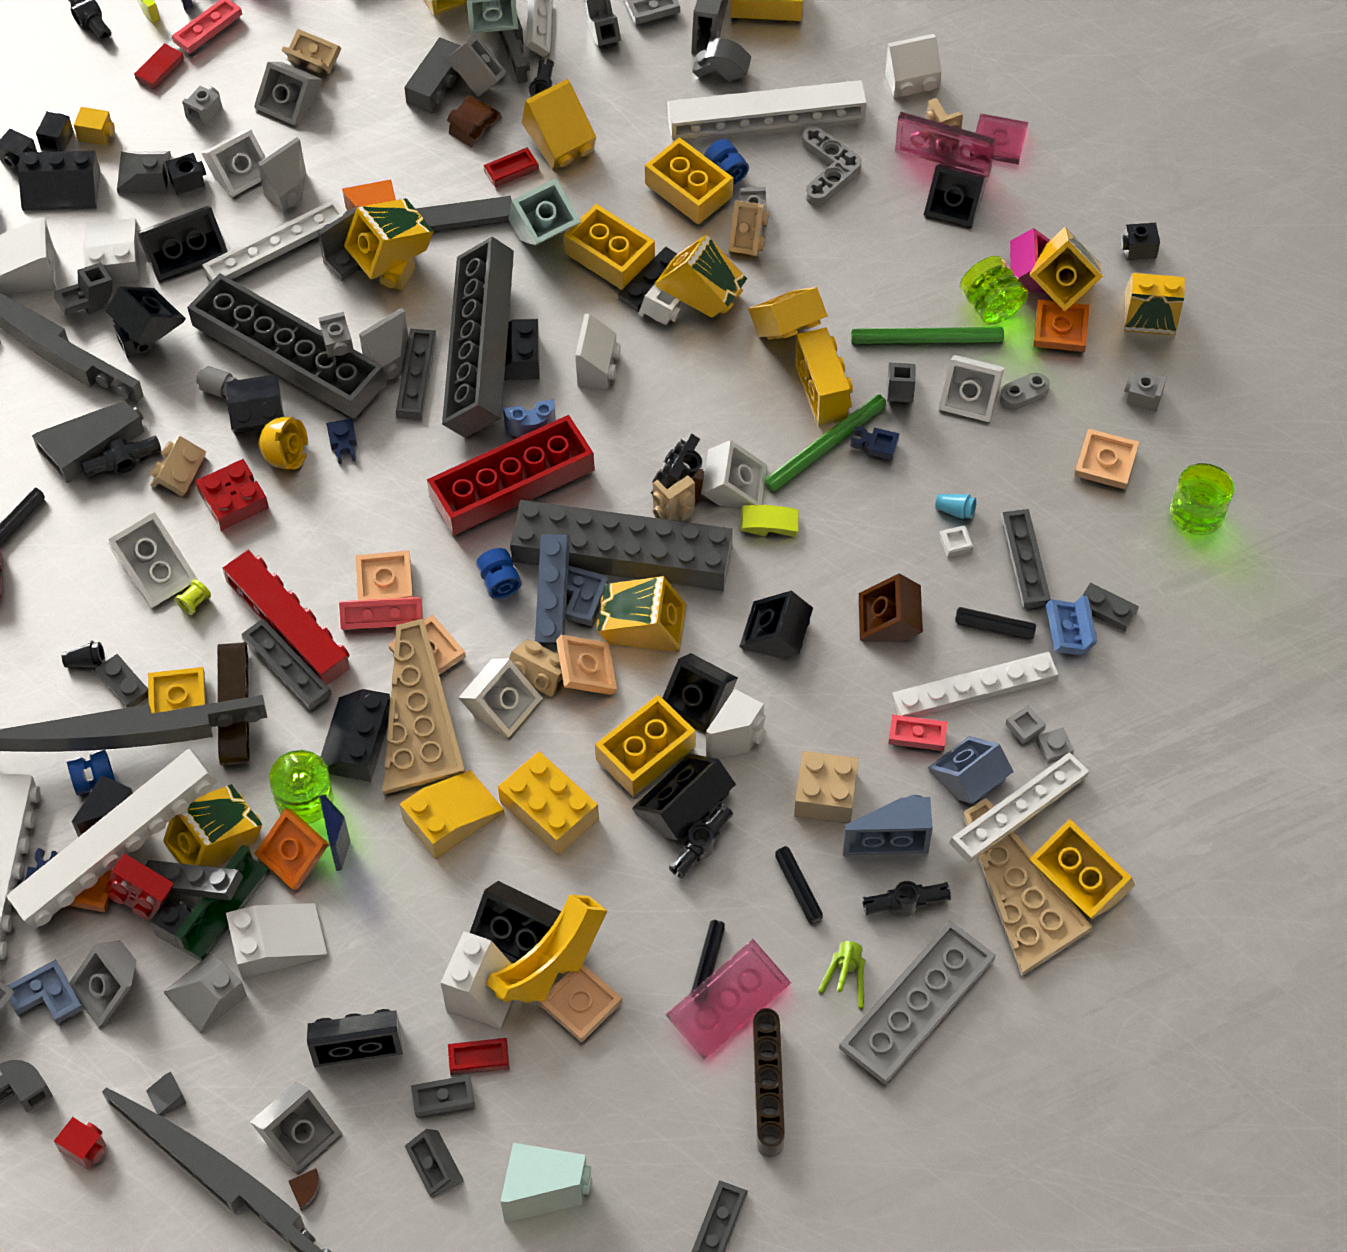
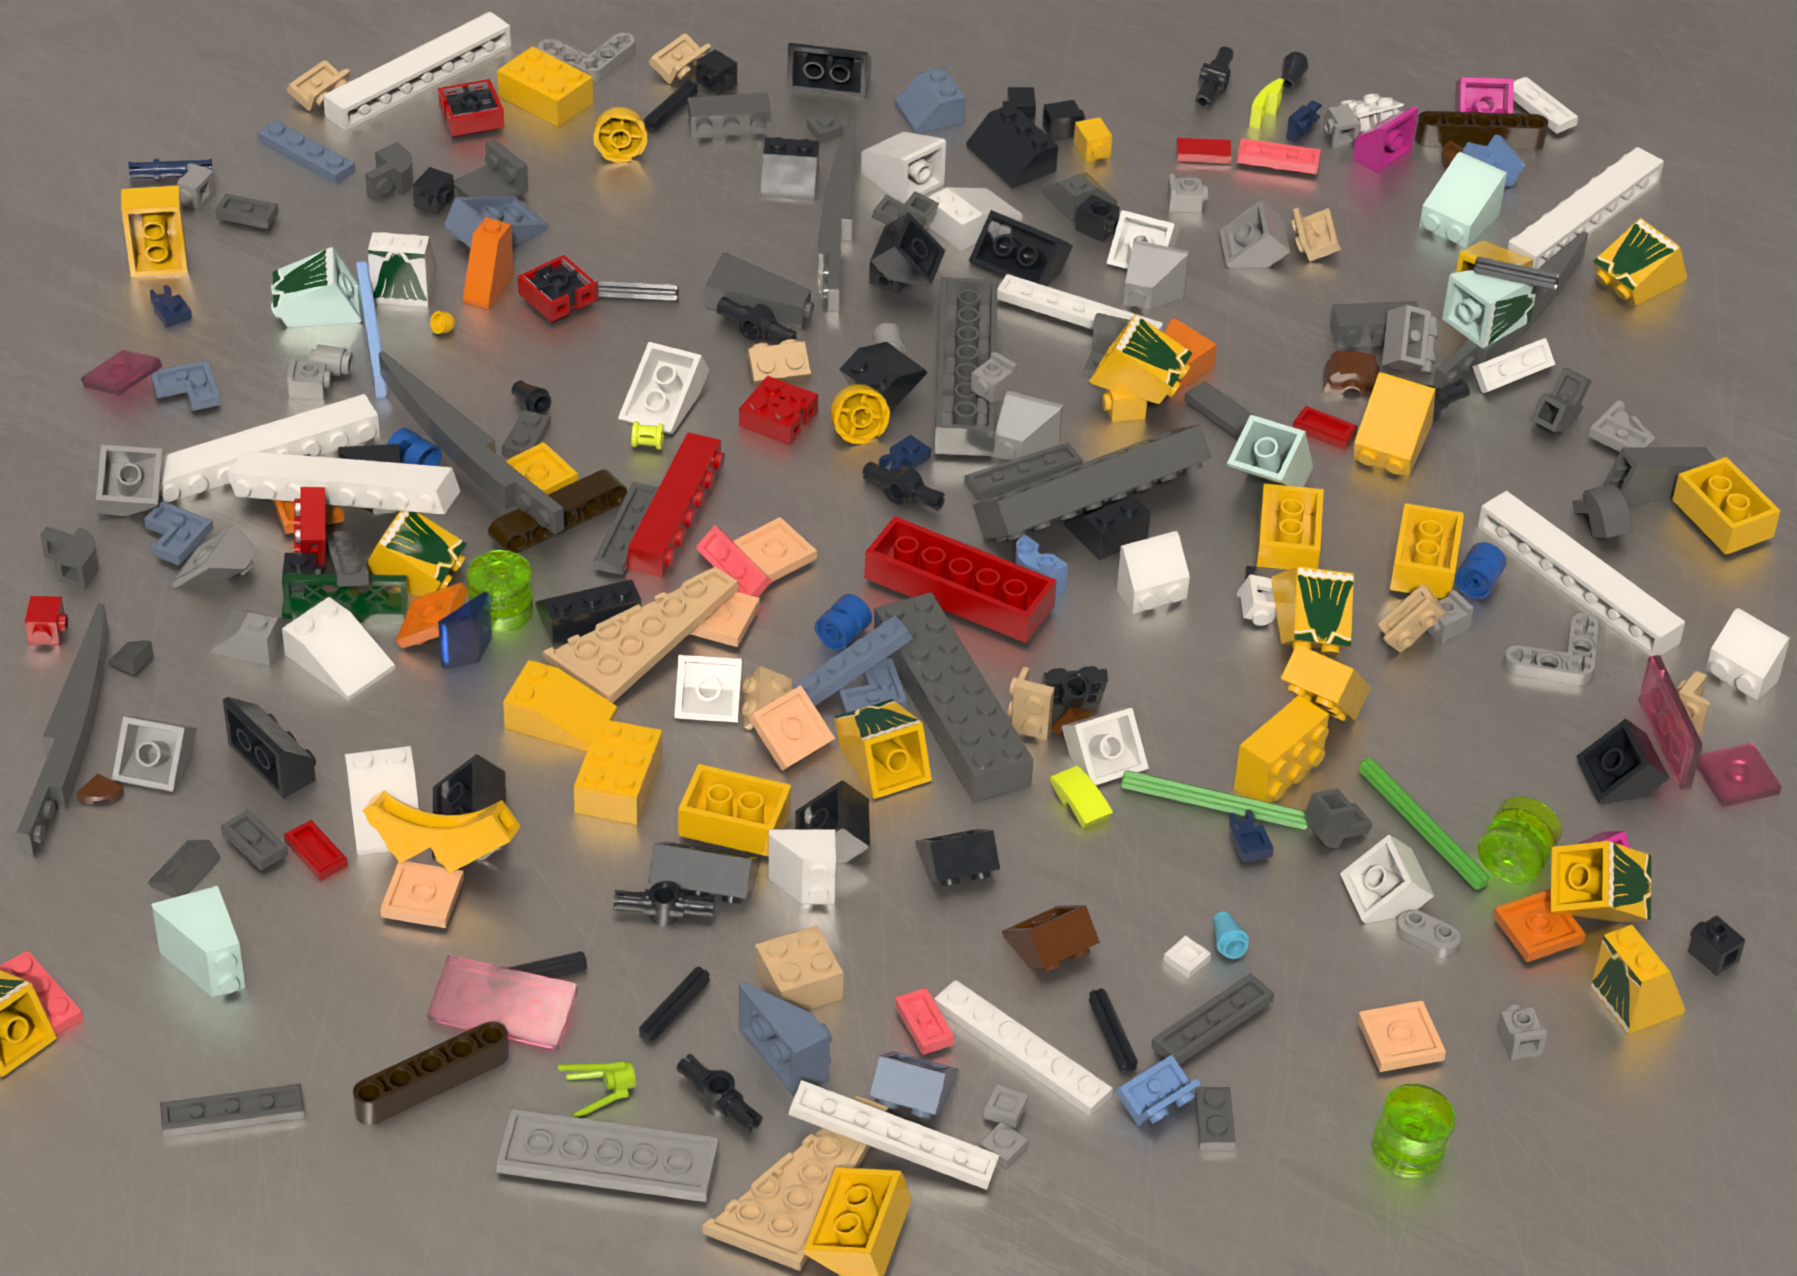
camera: 55 degrees right, 15 degrees down
(379, 457) = (903, 485): none -> black pin

